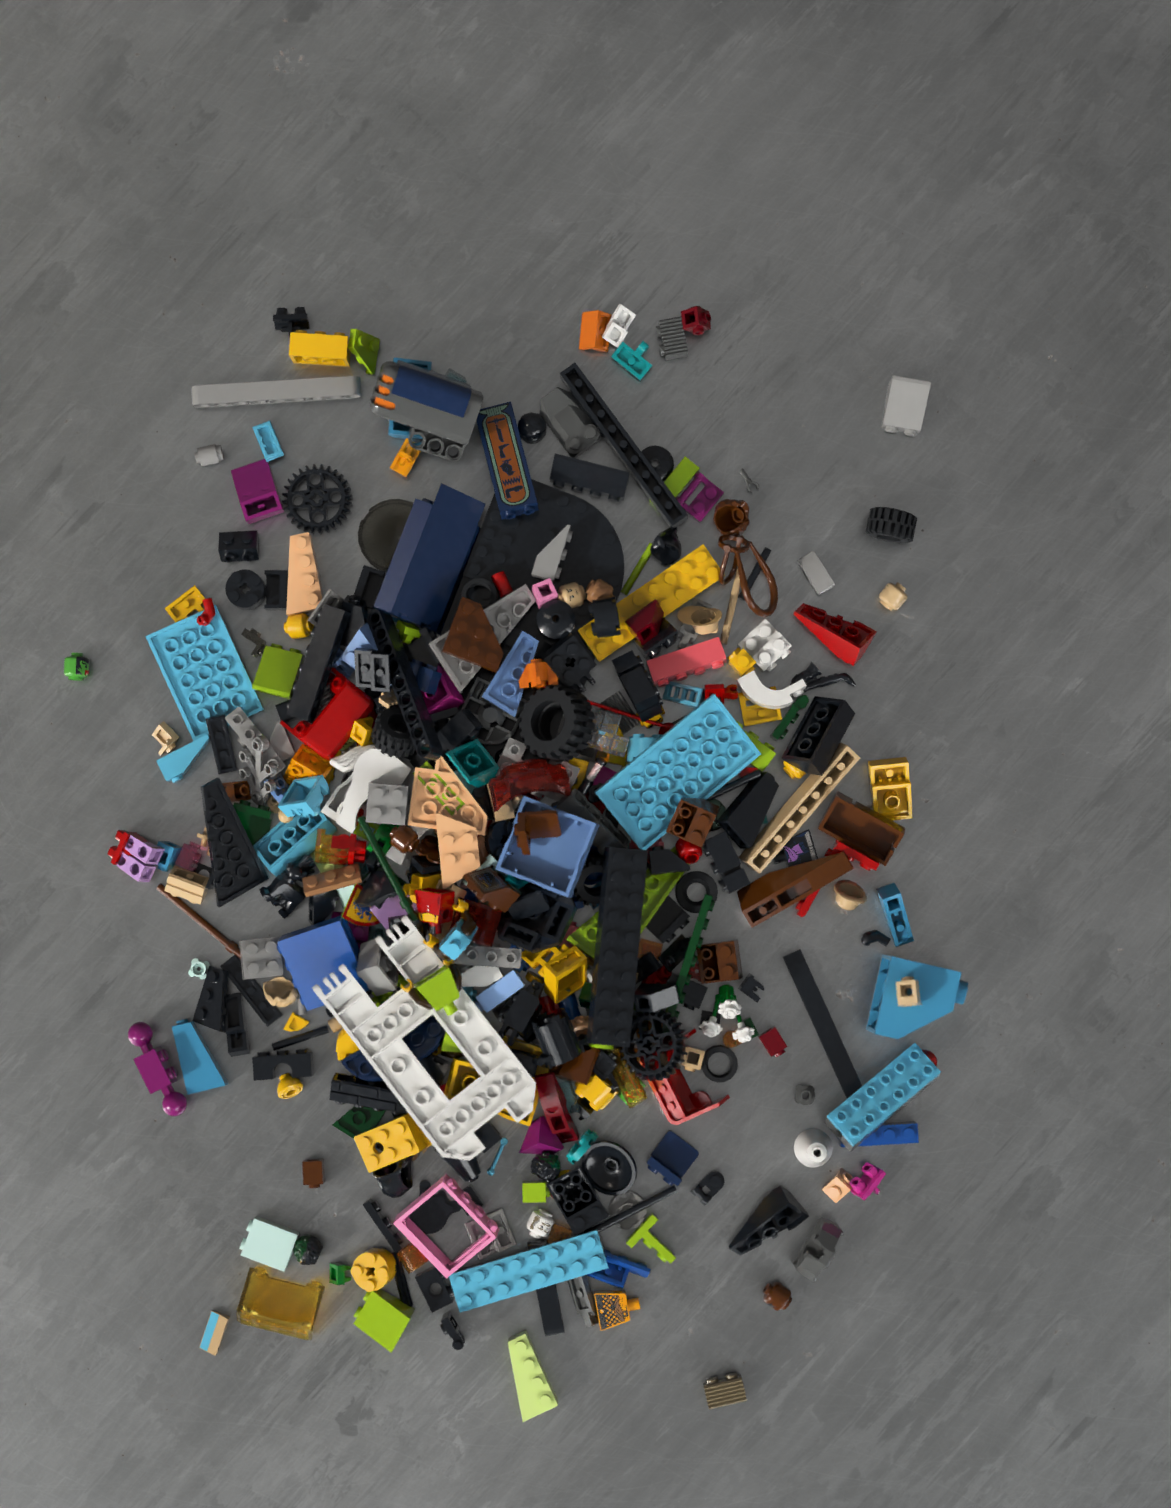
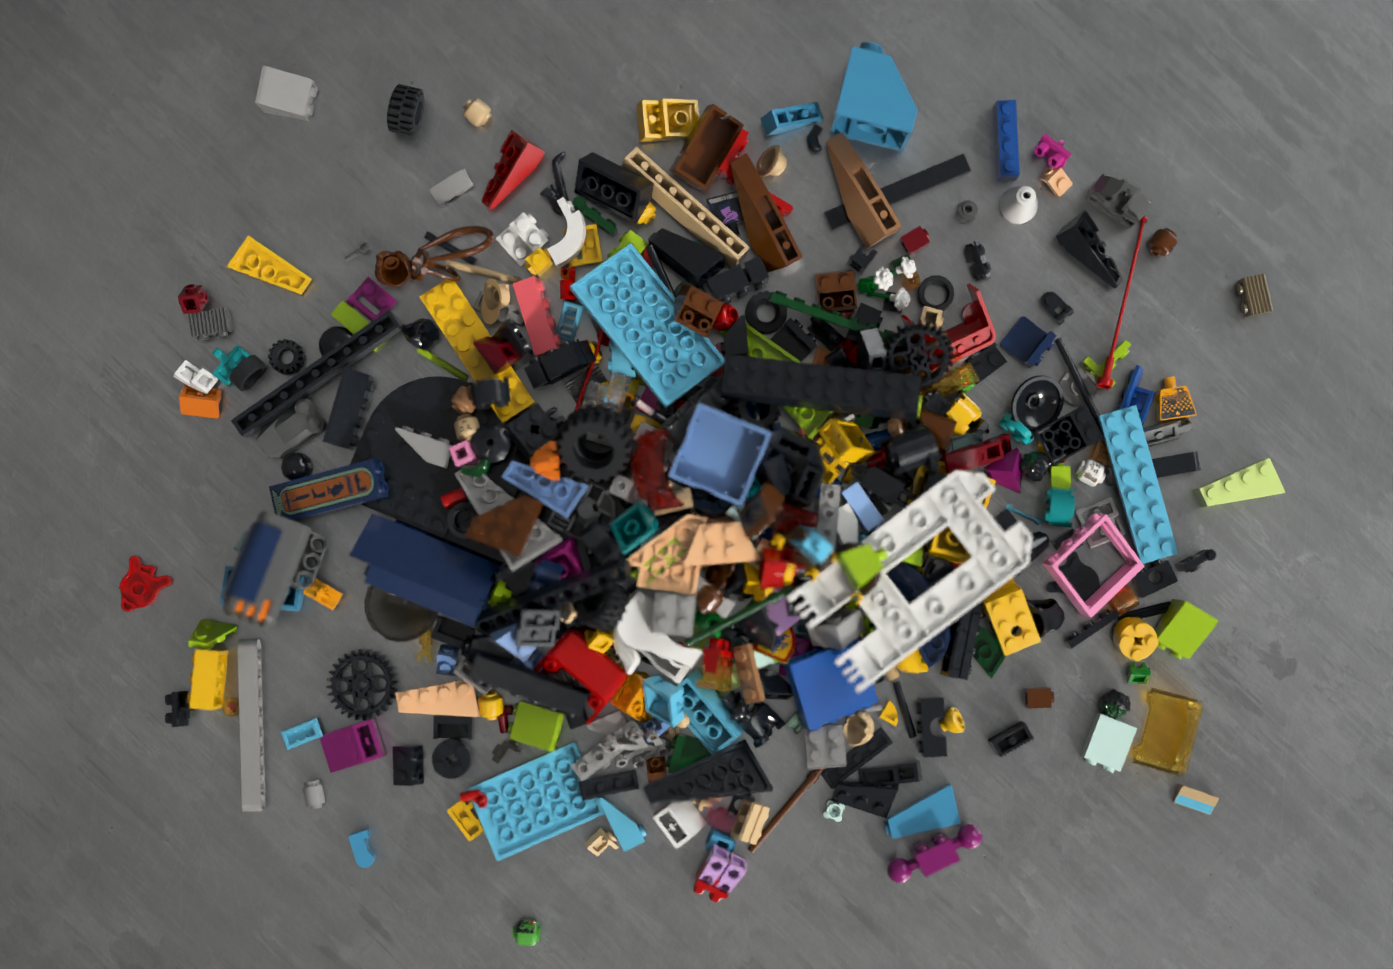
camera: 95 degrees left, 0 degrees up
(157, 502) = (361, 849): none -> dark azure leg
(185, 815) = (679, 822): none -> white slope
(271, 1144) = (1010, 739): none -> black brick
(284, 928) = (795, 723): none -> sand green wheel
(285, 638) = (502, 719): none -> dark red arm
(293, 371) = (231, 707): none -> clear yellow tile
(342, 581) = (447, 660): none -> medium blue bracket
(358, 561) = (427, 643): none -> clear yellow plate
(411, 278) = (140, 586): none -> red tile
(504, 1192) = (1060, 507): none -> teal brick
(528, 607) = (477, 470): none -> dark green arm
(535, 825) = (698, 464): reddish brown bracket -> none
(623, 377) = (247, 372): none -> black tyre
(632, 1236) = (1105, 381): none -> red piece
(641, 425) = (275, 357): none -> black tyre
(650, 1115) = (987, 361): none -> black bracket
(732, 391) = (265, 265): none -> yellow wing
(747, 1111) = (976, 253): none -> black hinge
(817, 985) = (860, 194): none -> medium nougat wedge
(883, 1096) = (971, 131): medium azure piece -> none
(902, 997) = (880, 98): tan brick -> none

